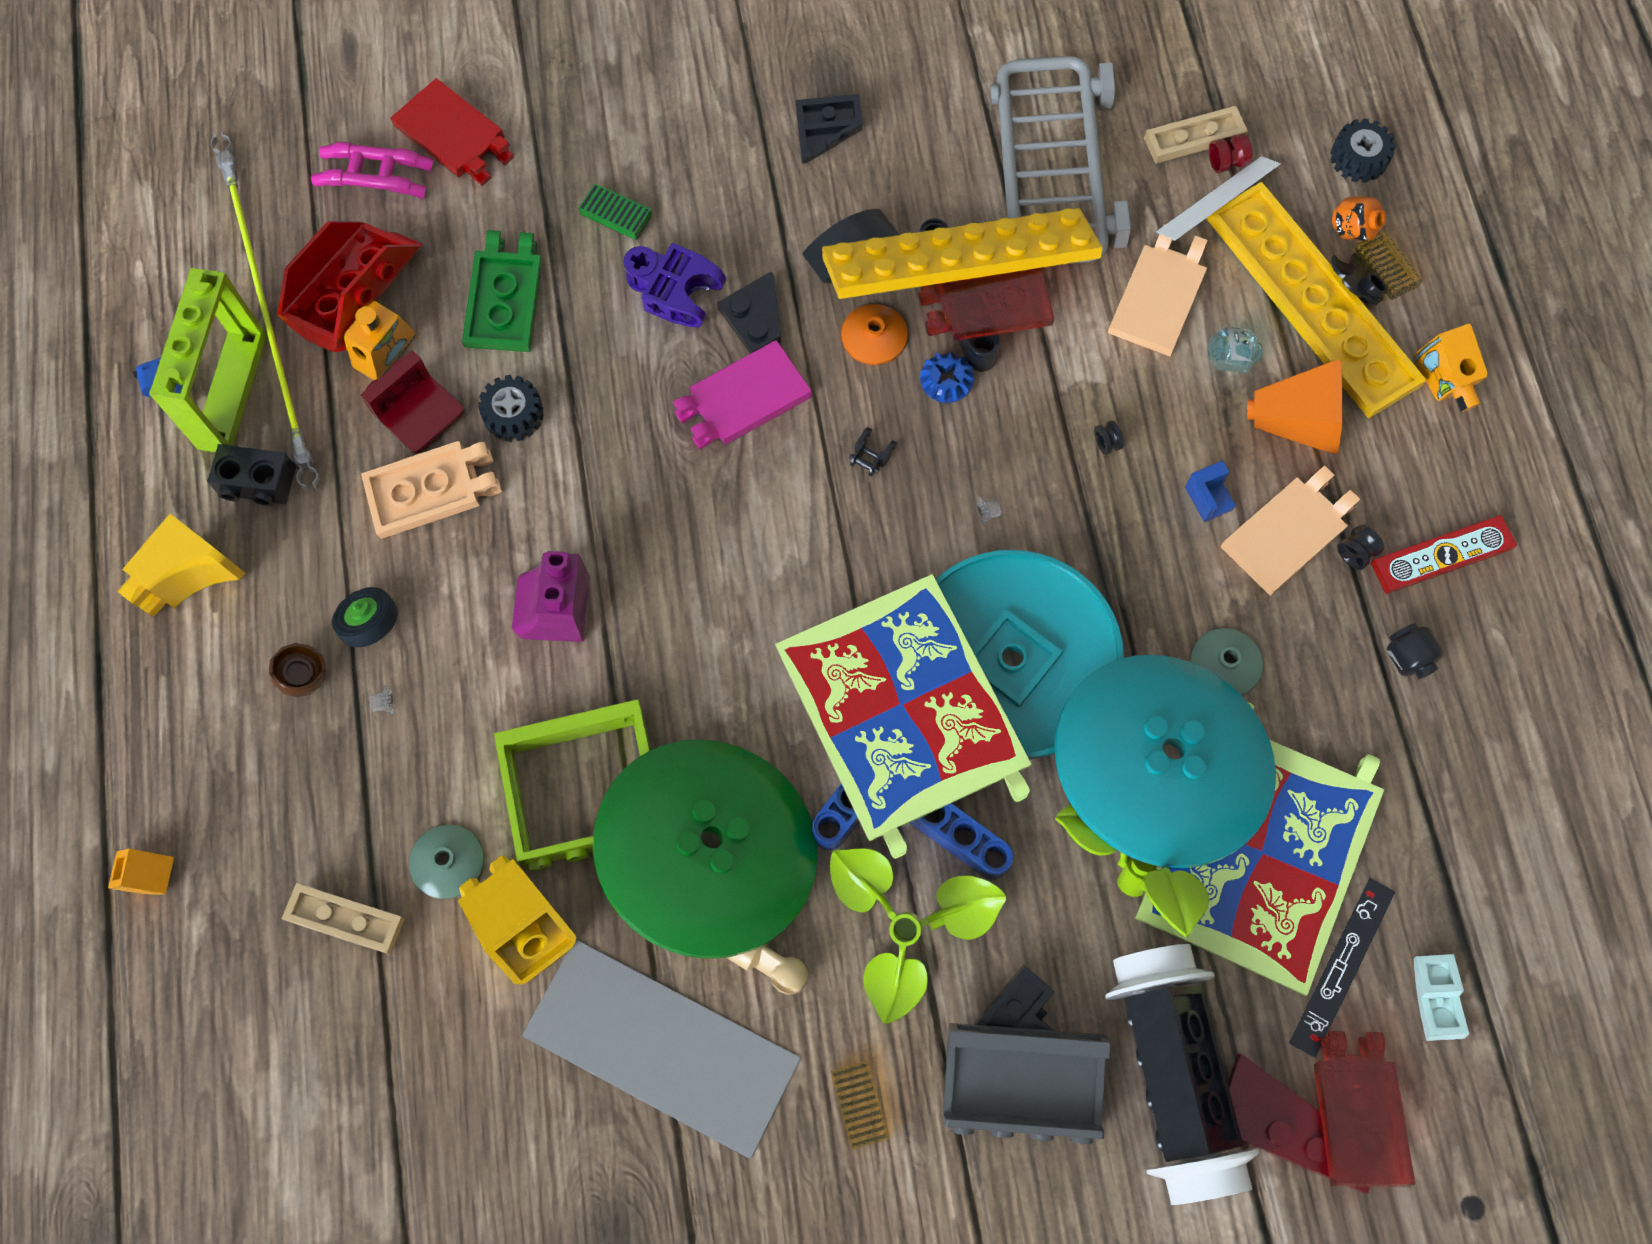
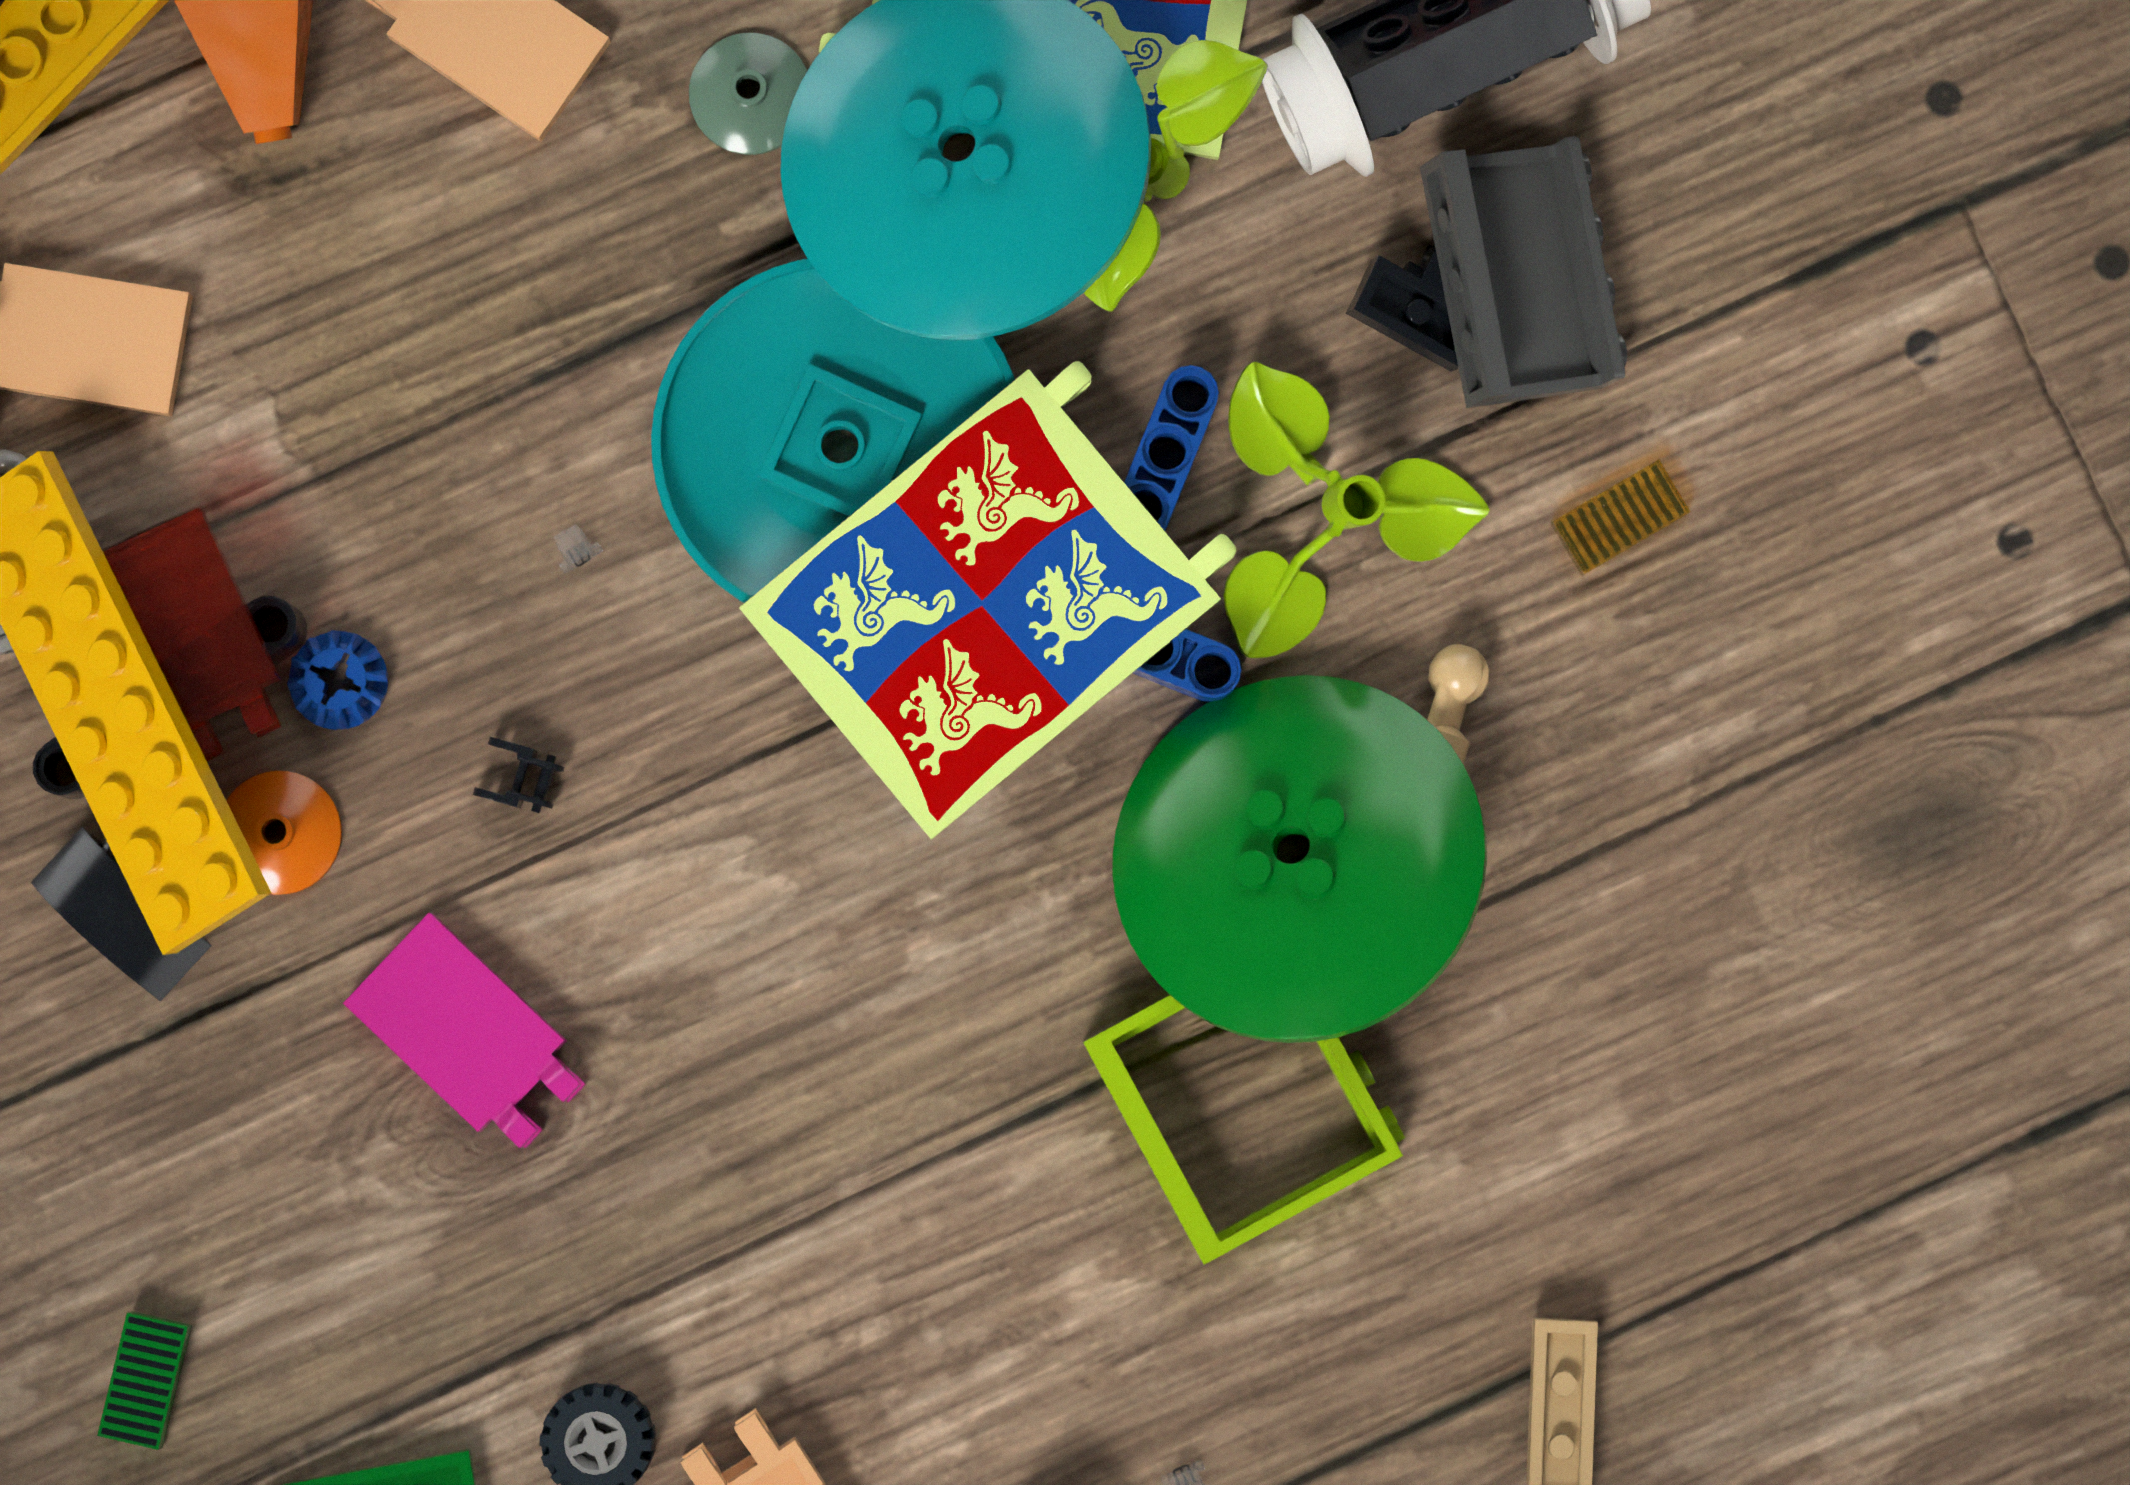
camera: 110 degrees left, 15 degrees up
(464, 863) = (1389, 1276): sand green dish -> none
(515, 921) = (1491, 1136): yellow hips -> none
(552, 599) = (943, 1252): magenta hips -> none
(662, 1048) = (1615, 849): light grey sticker -> none
(670, 280) = (246, 1195): dark purple piece -> none
(753, 313) = (296, 1058): black wing -> none
(1108, 437) = (390, 369): black bush -> none
(1209, 492) = (451, 174): blue panel -> none
(1234, 349) = (164, 183): clear light blue head -> none

